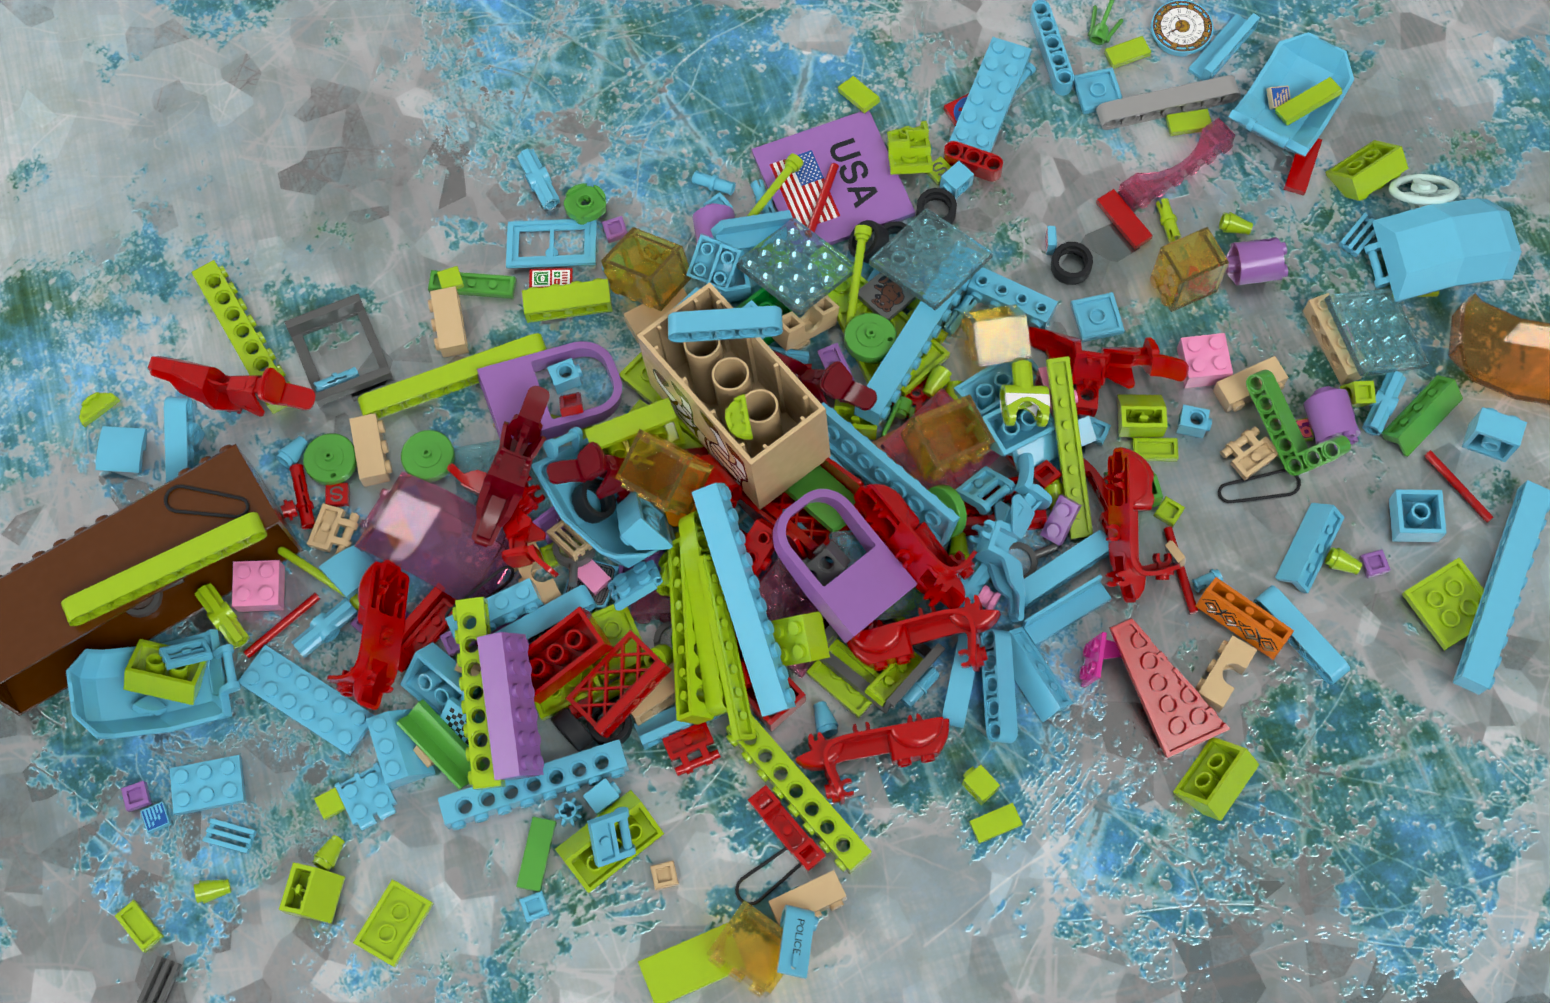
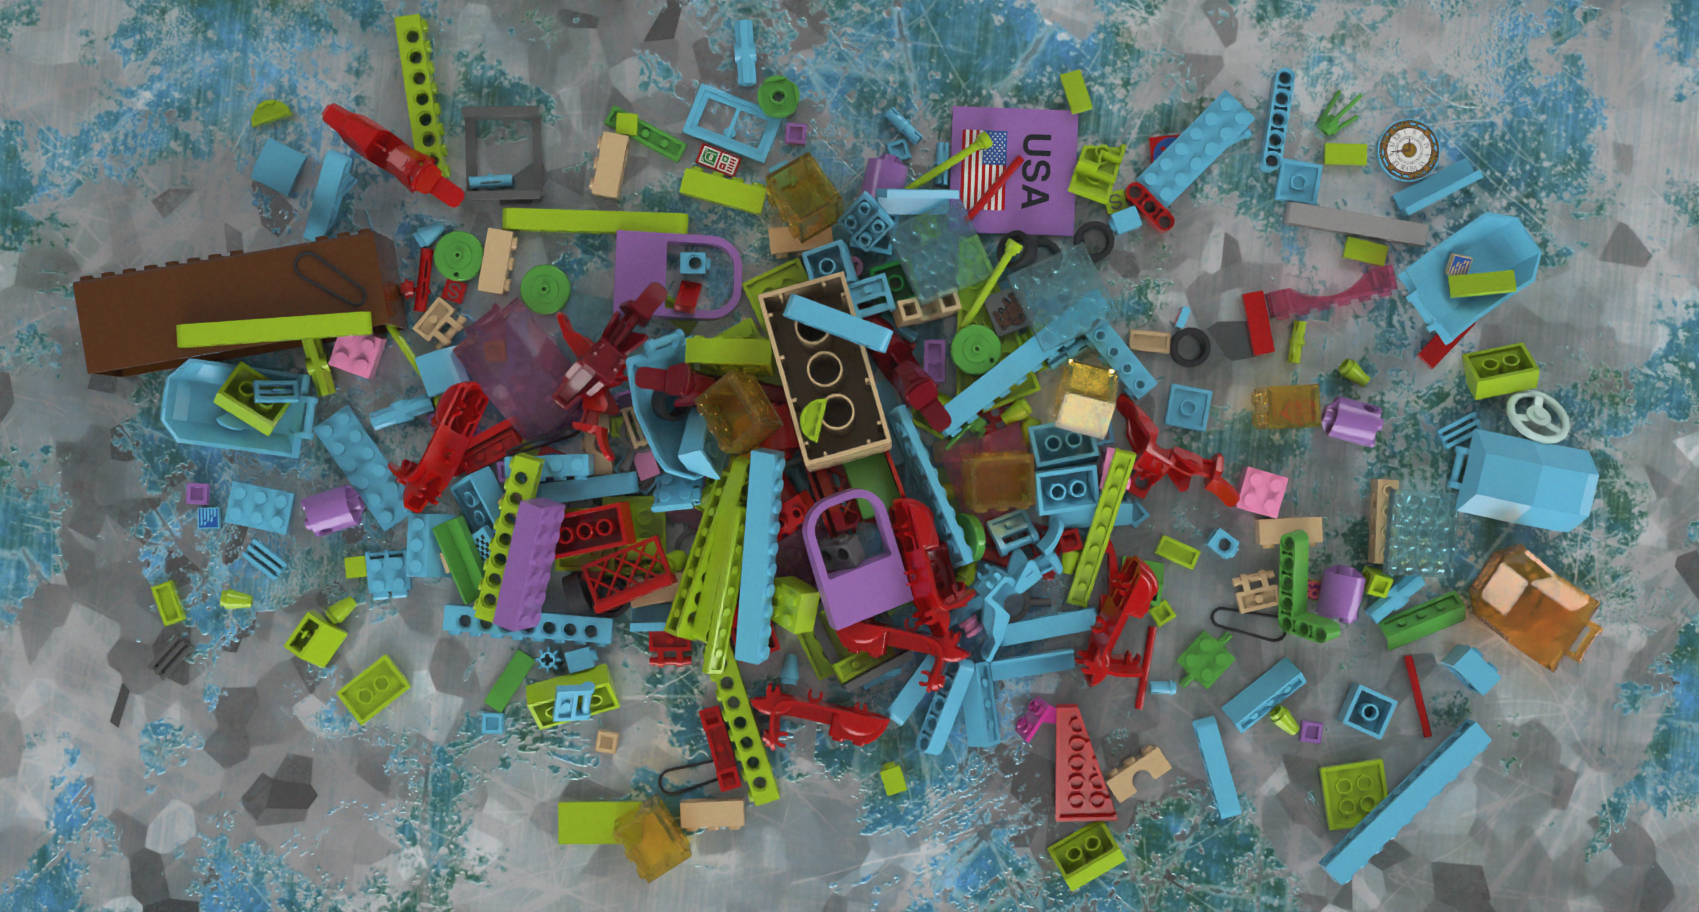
camera: 20 degrees right, 20 degrees up
(280, 626) = (367, 391): red bar -> none
(286, 750) = (333, 510): none -> medium lavender cylinder
(796, 940) = (687, 850): medium azure door -> none
(995, 823) = (891, 813): lime tile -> none
(1024, 395) = (1081, 469): lime connector -> none
(1032, 273) = (1149, 341): none -> tan tile
(1060, 520) = (1064, 584): medium lavender plate -> none
(1141, 415) = (1180, 517): lime slope -> none
(1177, 555) = (1146, 657): tan tile -> none
(1235, 537) = (1205, 659): none -> bright green plate
(1244, 618) = (1176, 736): orange brick -> none

